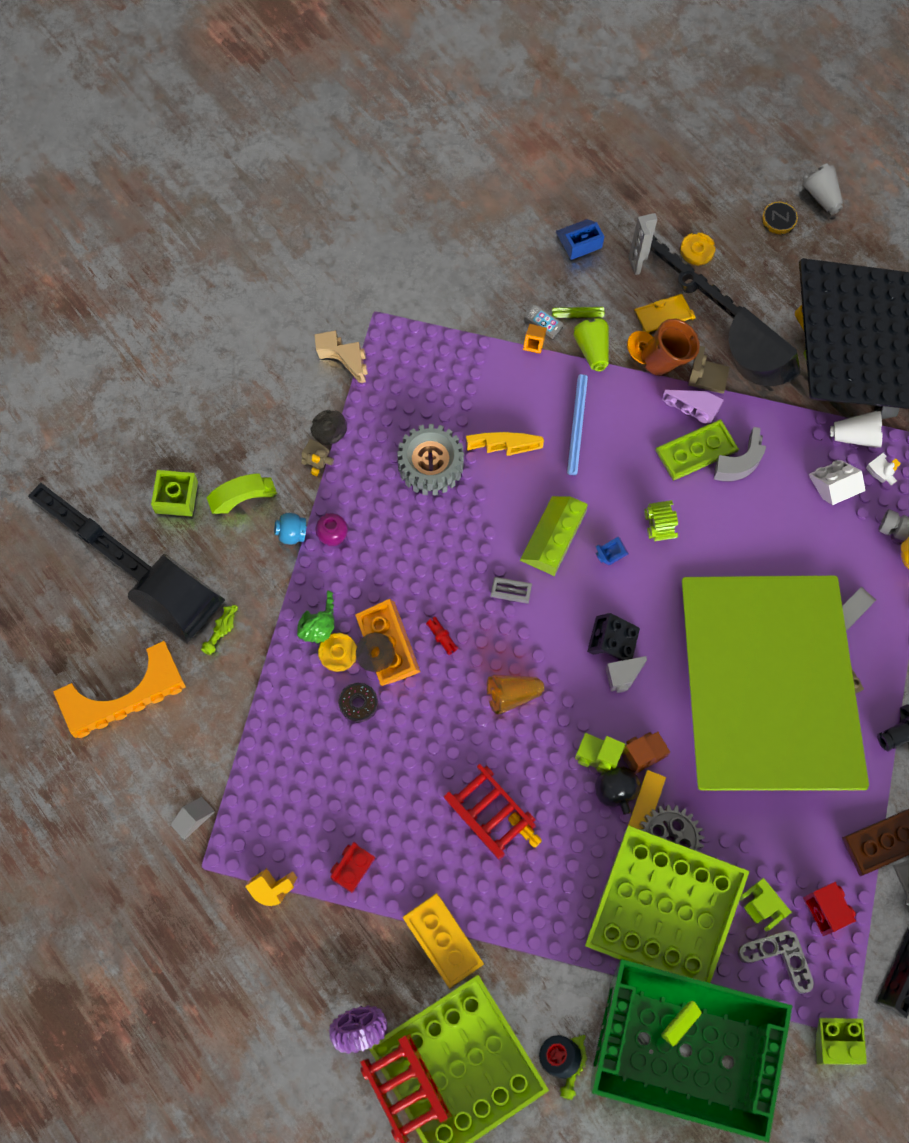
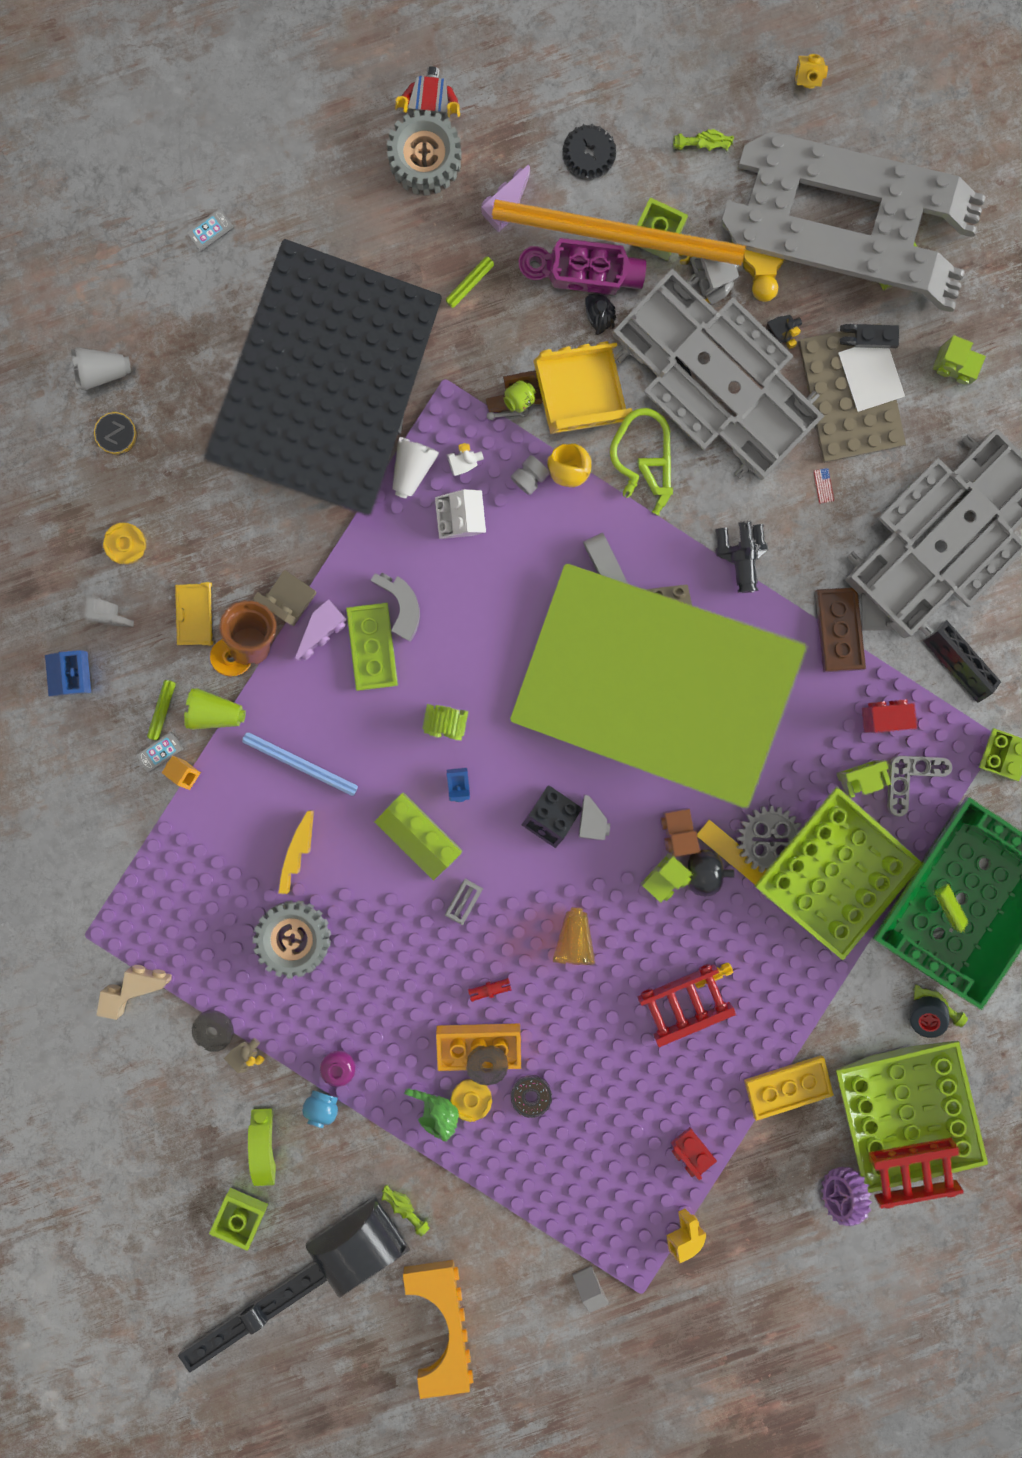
camera: 70 degrees left, 20 degrees up
(755, 347) = (271, 543): black plate -> none

